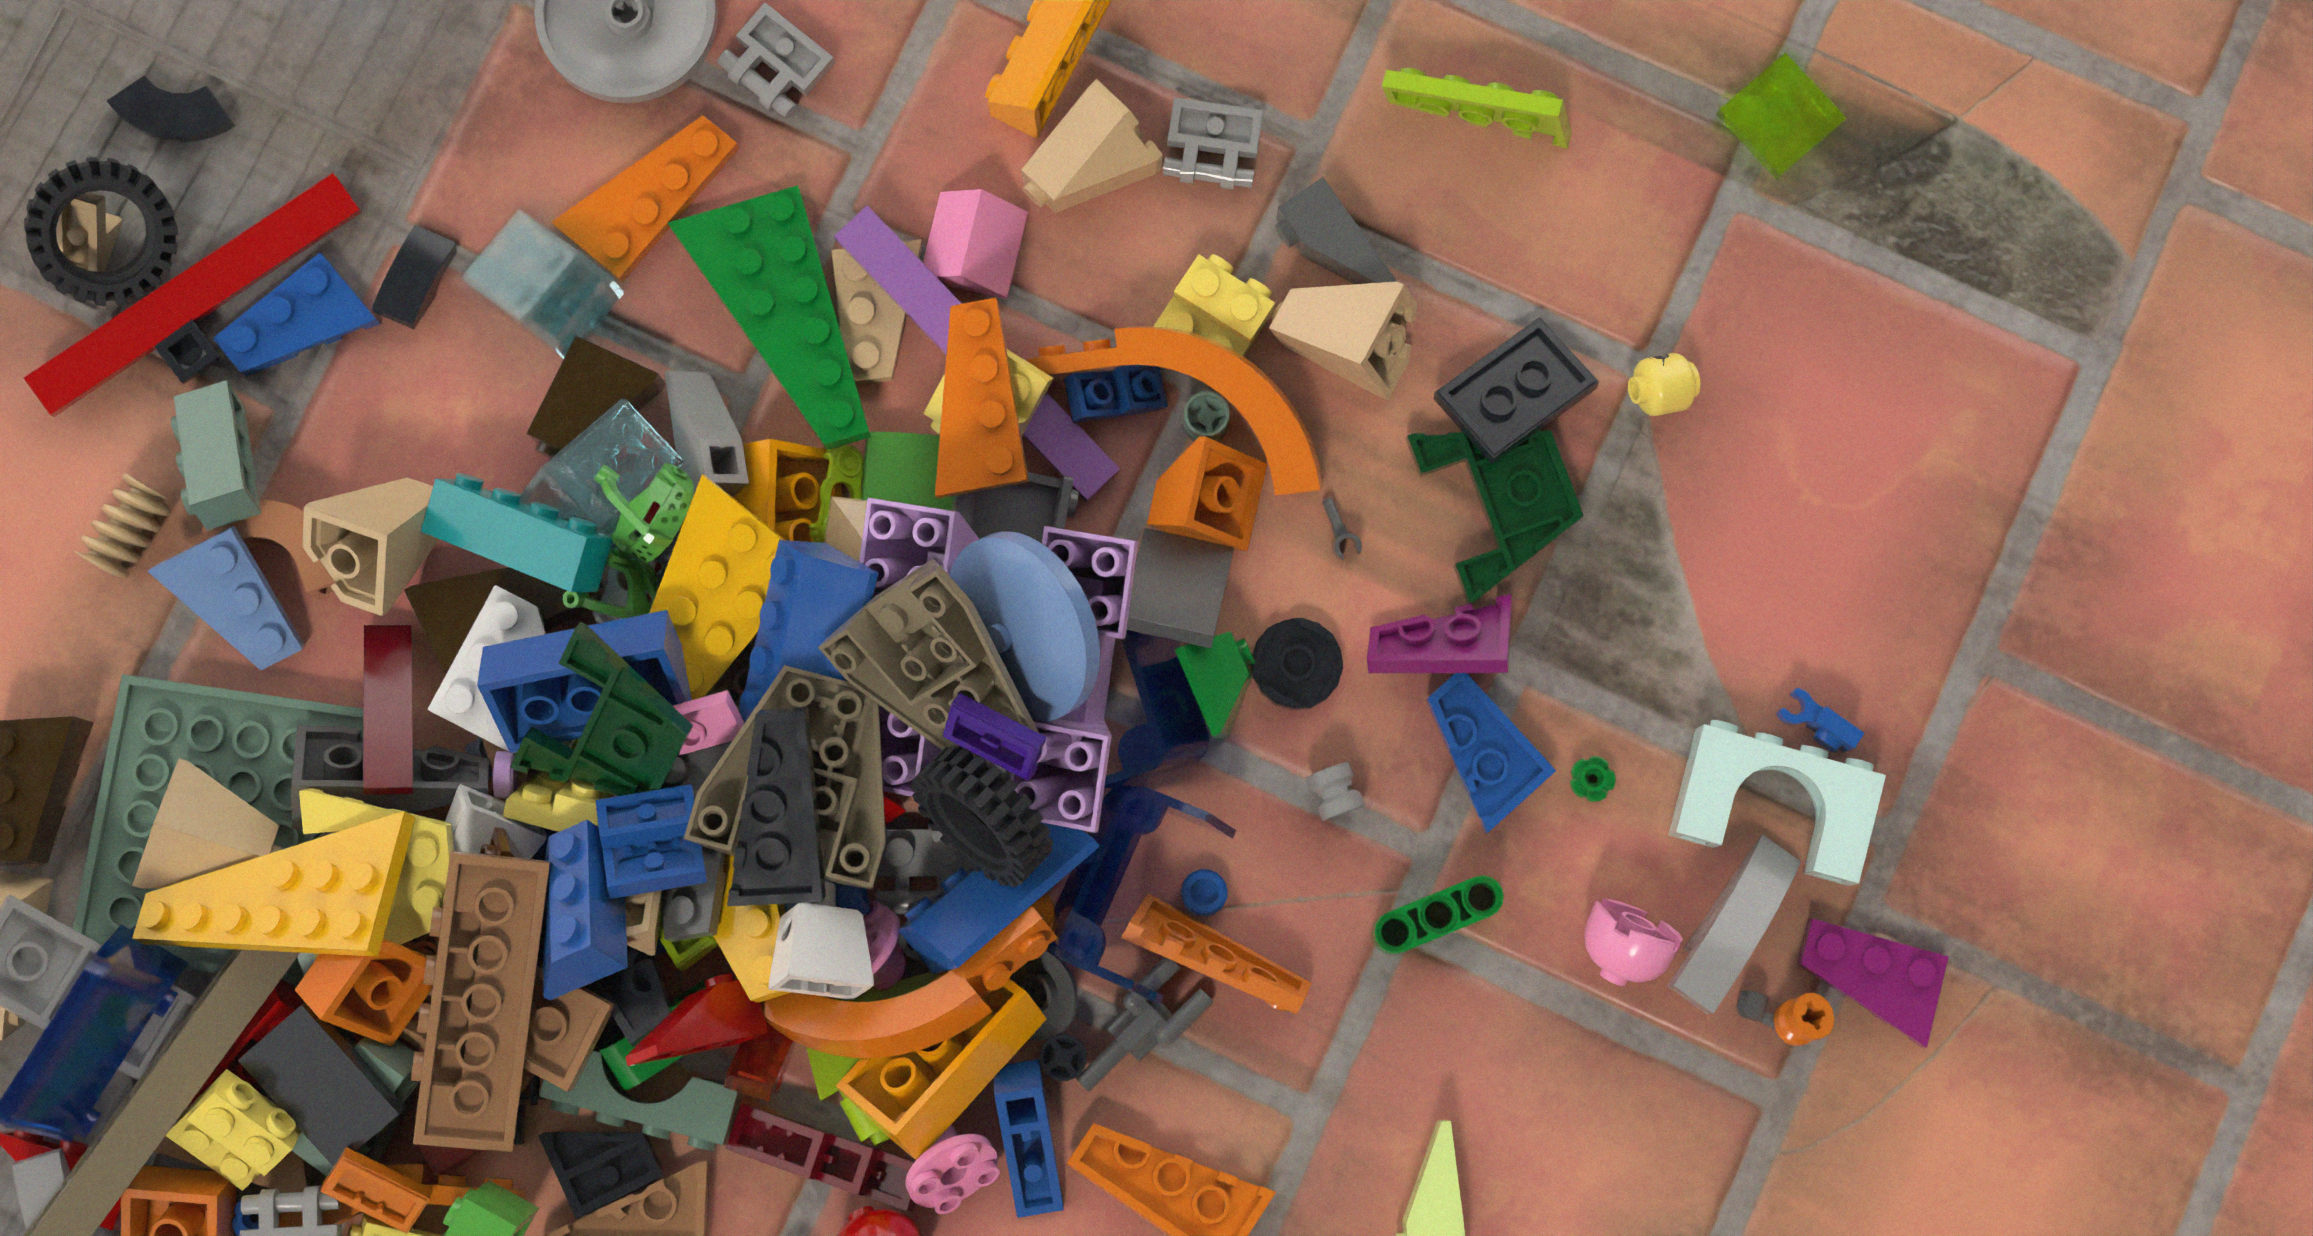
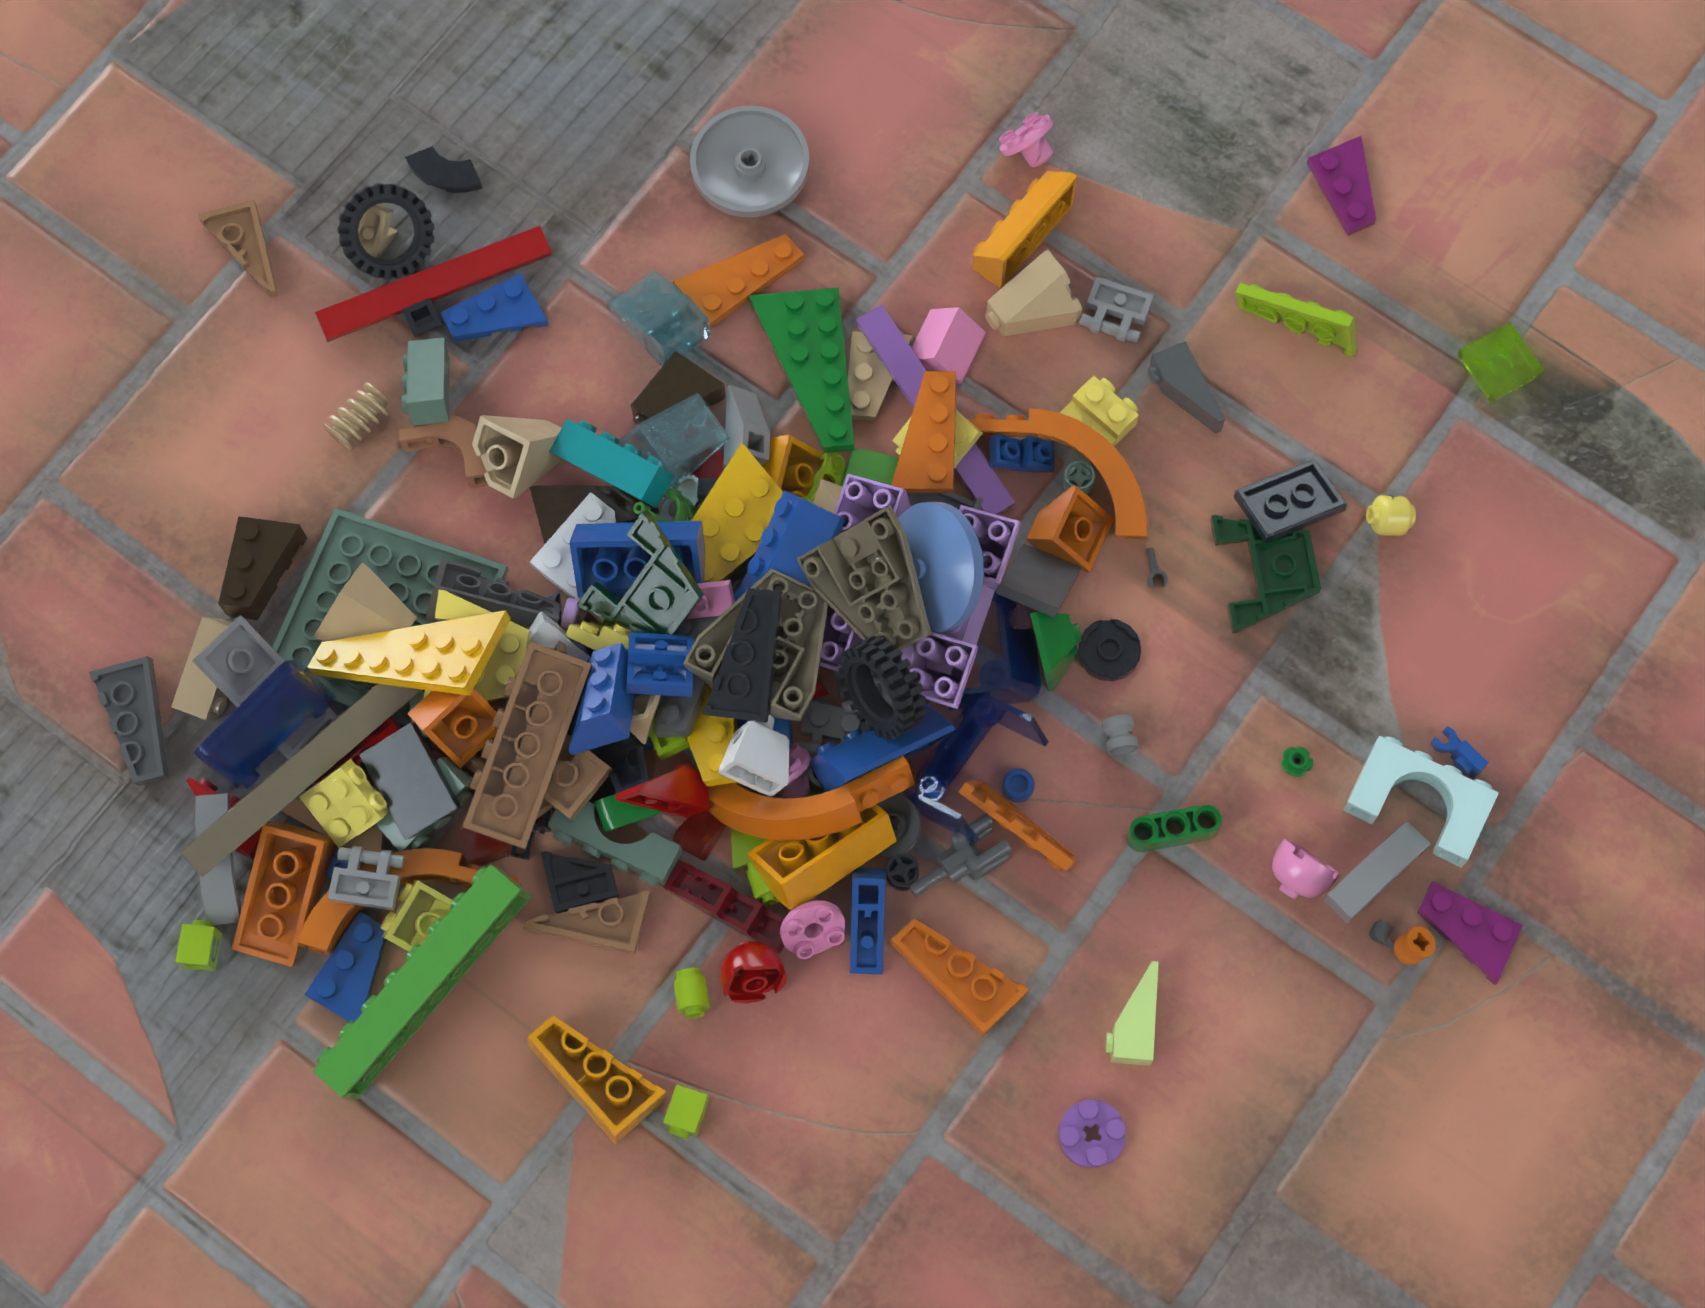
camera: 15 degrees right, 10 degrees down
(232, 596) = (417, 471): medium blue wing -> none
(376, 1190) = (429, 860): orange plate -> none
(387, 710) = (503, 558): dark red slope -> none
(413, 276) = (576, 298): black slope -> none
(673, 493) = (720, 455): bright green helmet -> none
(785, 50) = (846, 202): light grey plate -> none
(994, 736) = (903, 625): dark purple tile -> none
(1350, 331) = (1186, 442): tan slope -> none
(1450, 644) = (1220, 654): magenta wing -> none
(1487, 749) = (1228, 728): blue wing -> none

